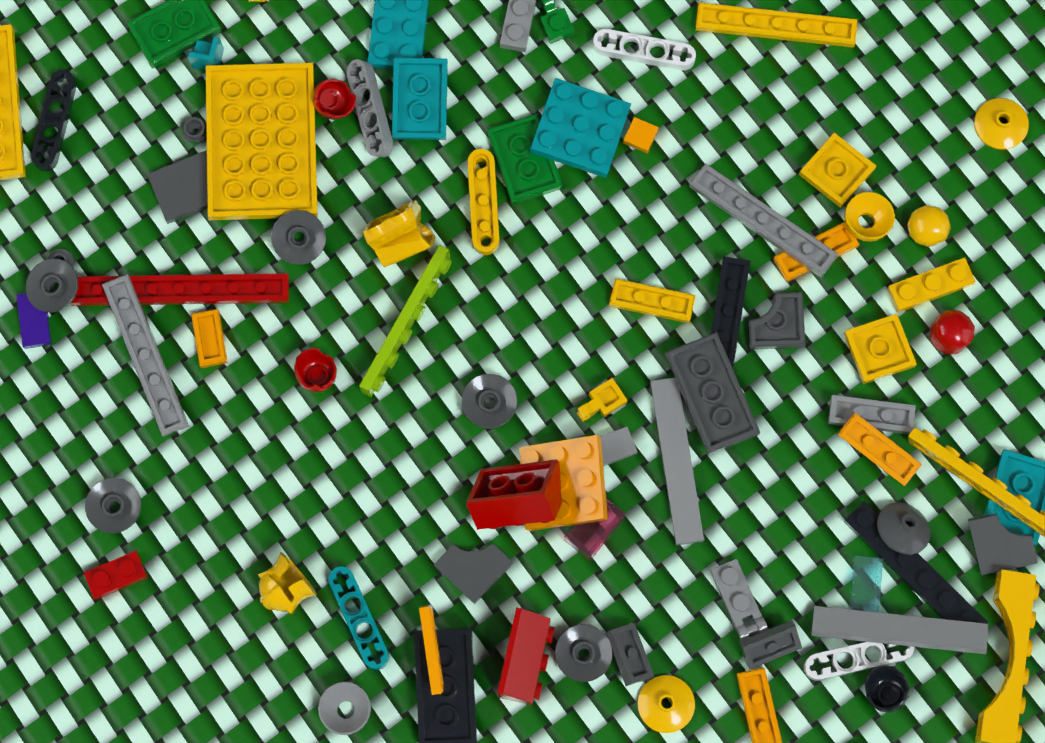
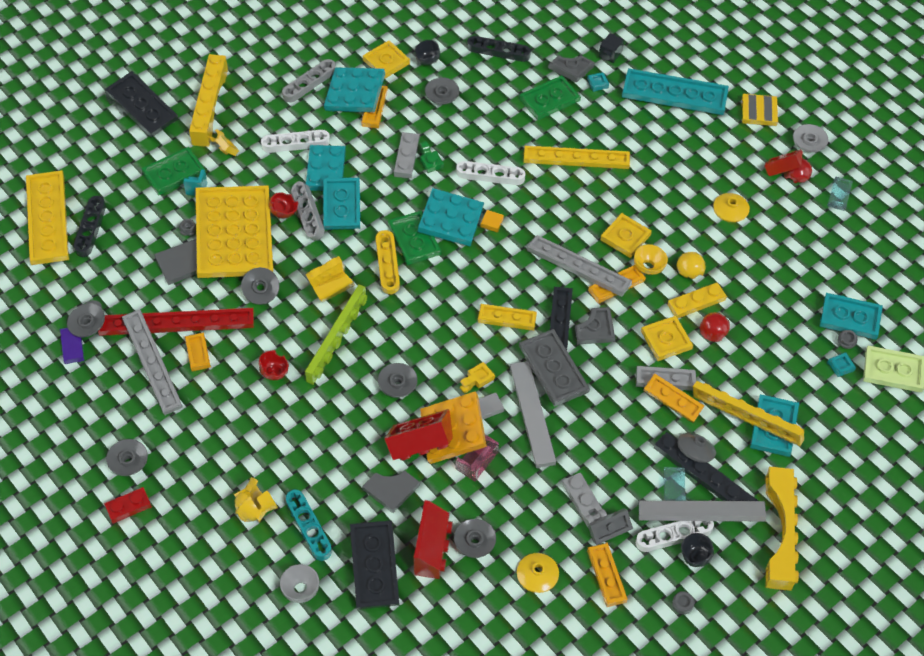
camera: 10 degrees left, 20 degrees down
(431, 649) = (364, 534): light orange tile -> none
(630, 654) = (509, 538): dark grey plate -> none
(999, 547) = (764, 453): dark grey tile -> none

